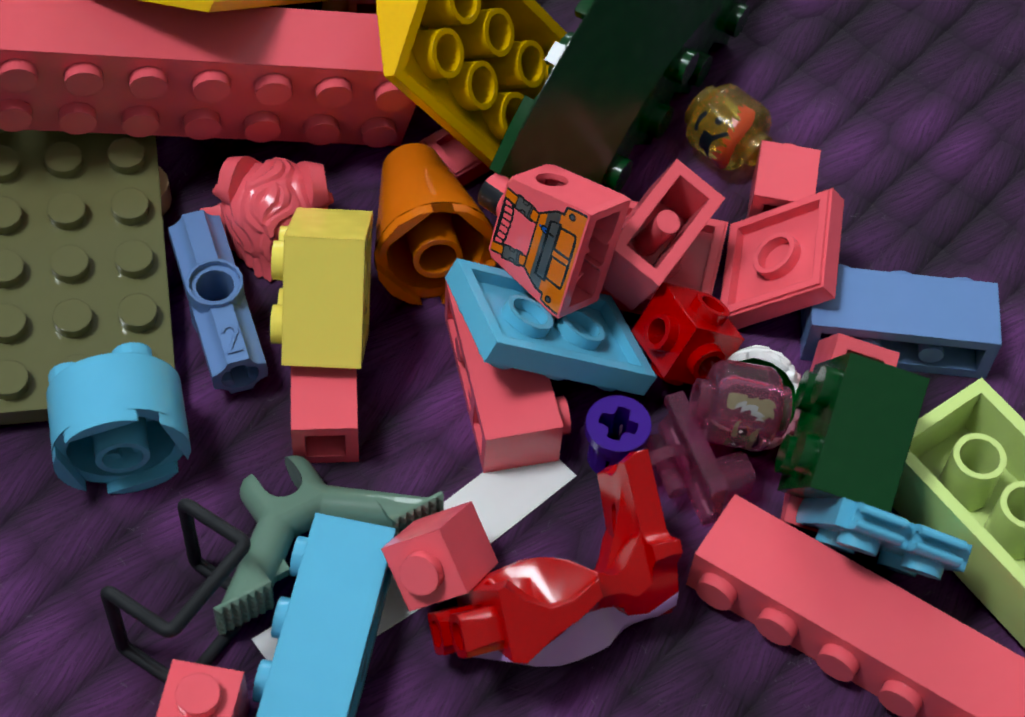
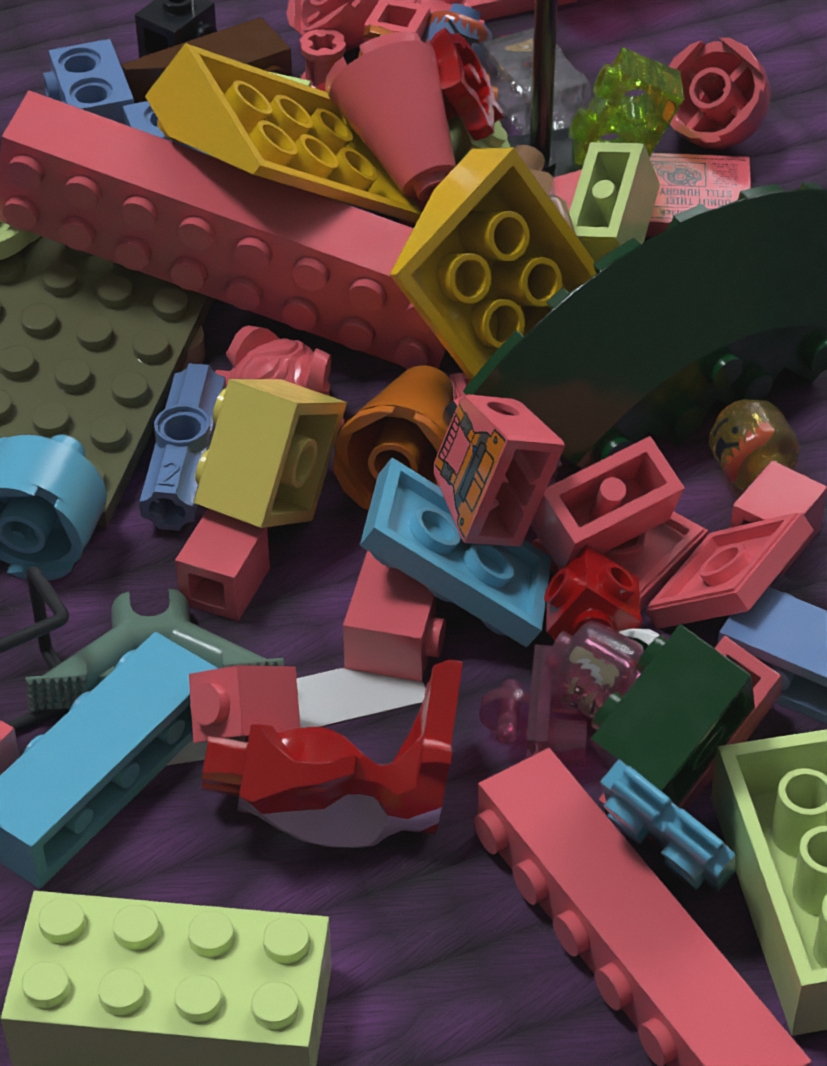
camera: 30 degrees right, 10 degrees down
(603, 429) = (484, 664): dark purple bush -> none

